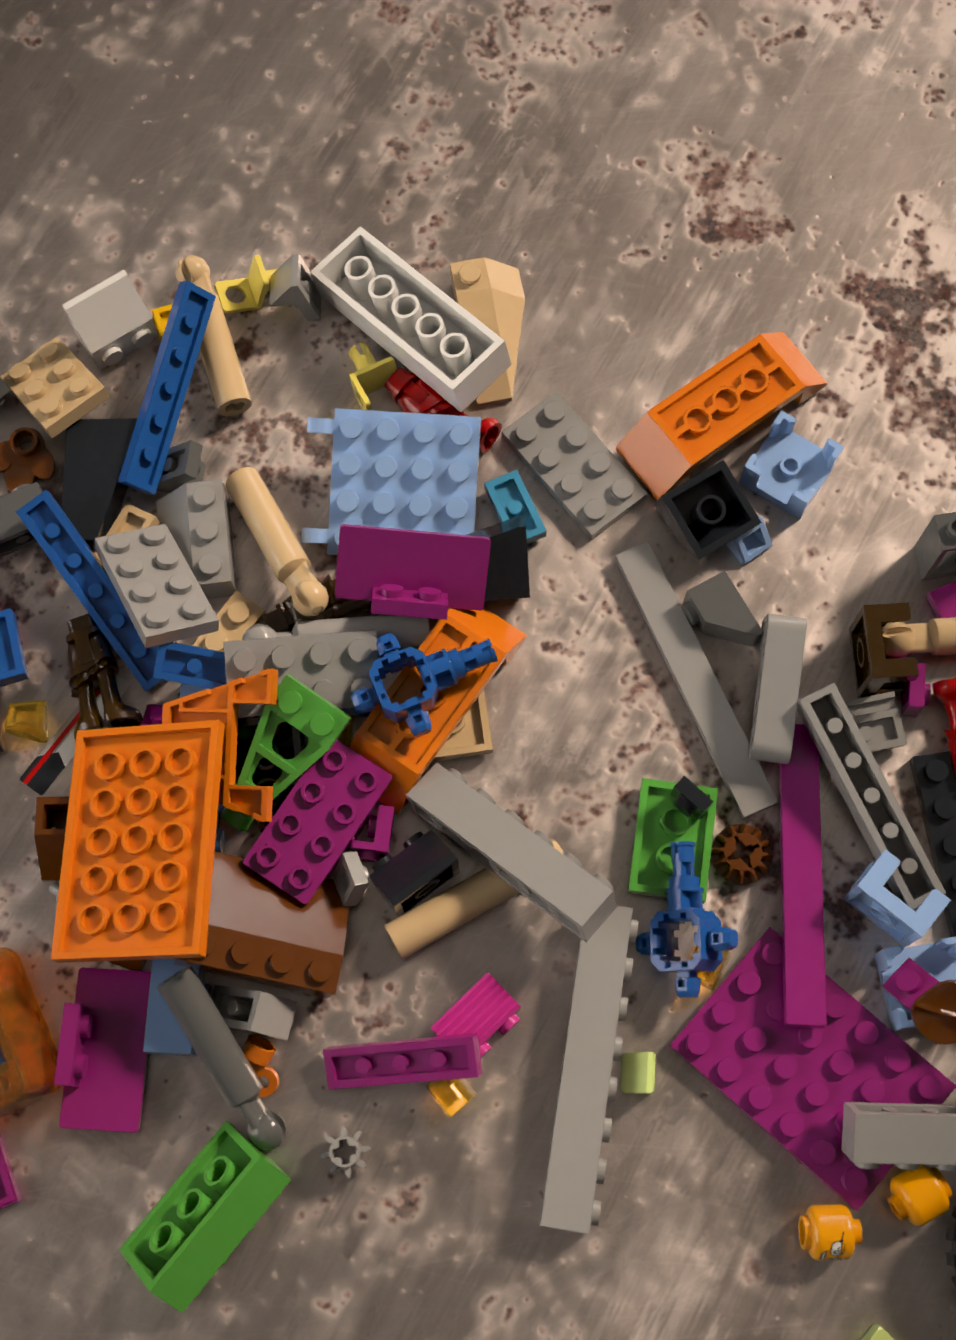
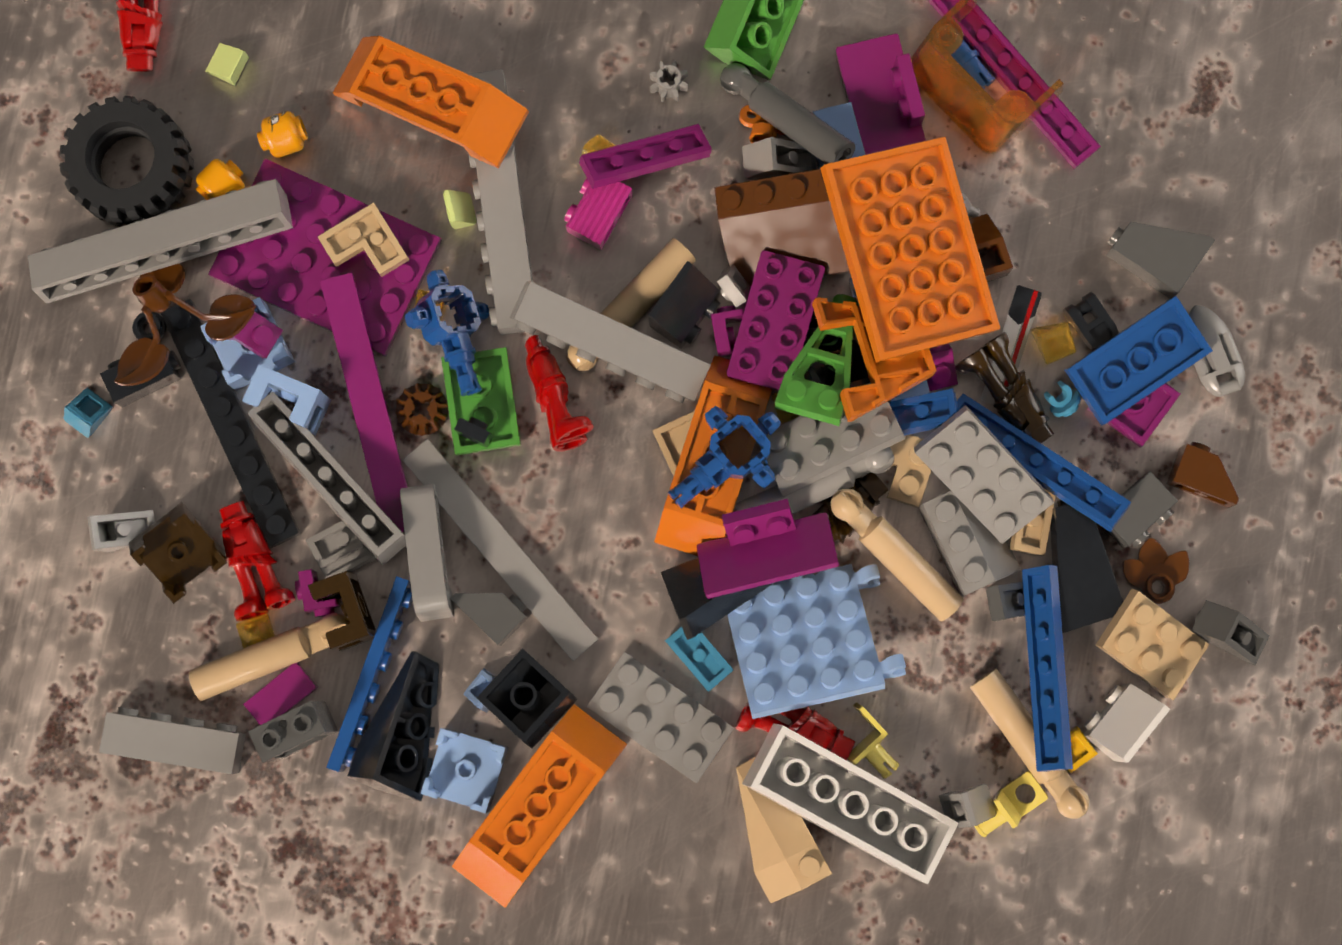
camera: 165 degrees right, 10 degrees up
(42, 651) = (1065, 403): none -> dark azure plate
(591, 823) = (552, 394): none -> red piece
(640, 1213) = (432, 97): none -> orange slope
(754, 1069) = (366, 232): none -> tan plate
(857, 508) = (397, 741): none -> black wedge
(873, 574) = (367, 687): none -> blue plate

